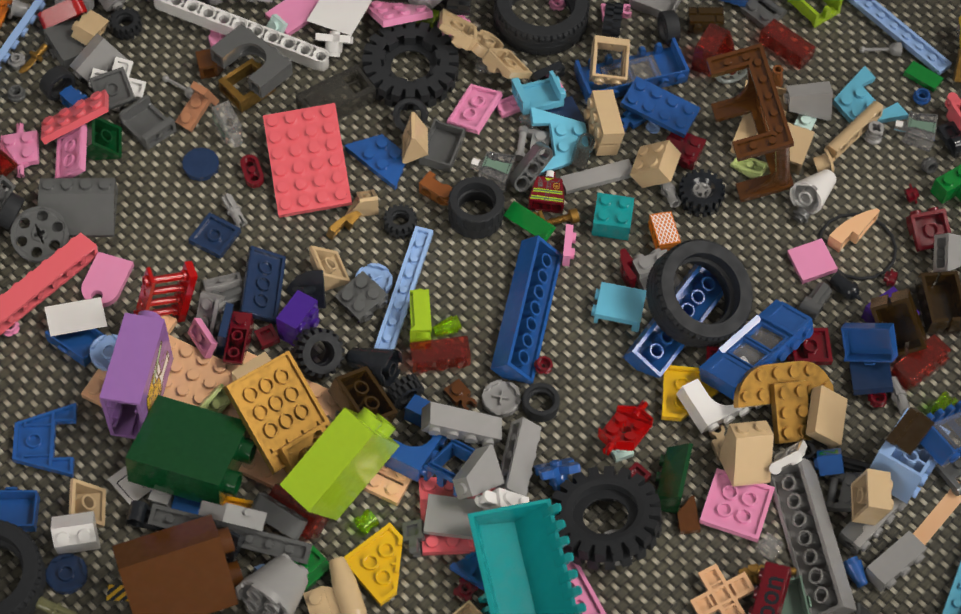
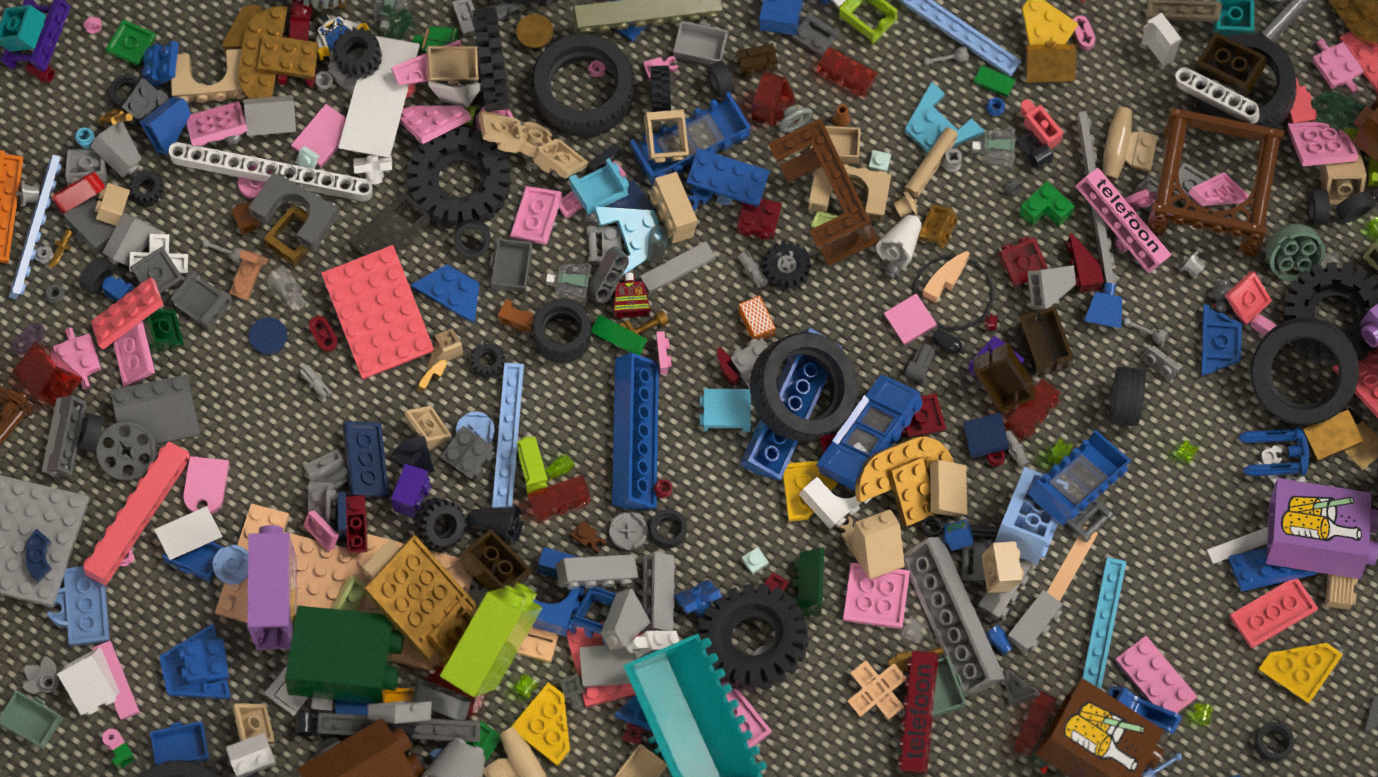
camera: 10 degrees left, 10 degrees up
(55, 434) = (204, 661): none -> blue plate
(181, 299) = (277, 496): red fence -> none
(214, 235) = (303, 413): dark blue tile -> none
(267, 336) = (383, 514): dark red plate -> none
(404, 389) = (533, 545): black tyre -> none
(414, 139) = (483, 268): tan slope -> none
(613, 216) = (702, 311): teal brick -> none
(627, 419) = (759, 529): red plate -> none
(655, 164) = (734, 245): tan brick -> none
(688, 518) = (832, 618): reddish brown tile -> none
(789, 455) = (917, 538): white plate -> none
(810, 99) = (880, 138): light grey slope -> none
(852, 185) = (938, 225): none -> pearl gold bracket
(869, 342) = (979, 403): blue container -> none
(910, 430) = (1028, 497): dark brown panel -> none
(911, 194) = (1000, 223): dark red plate -> none

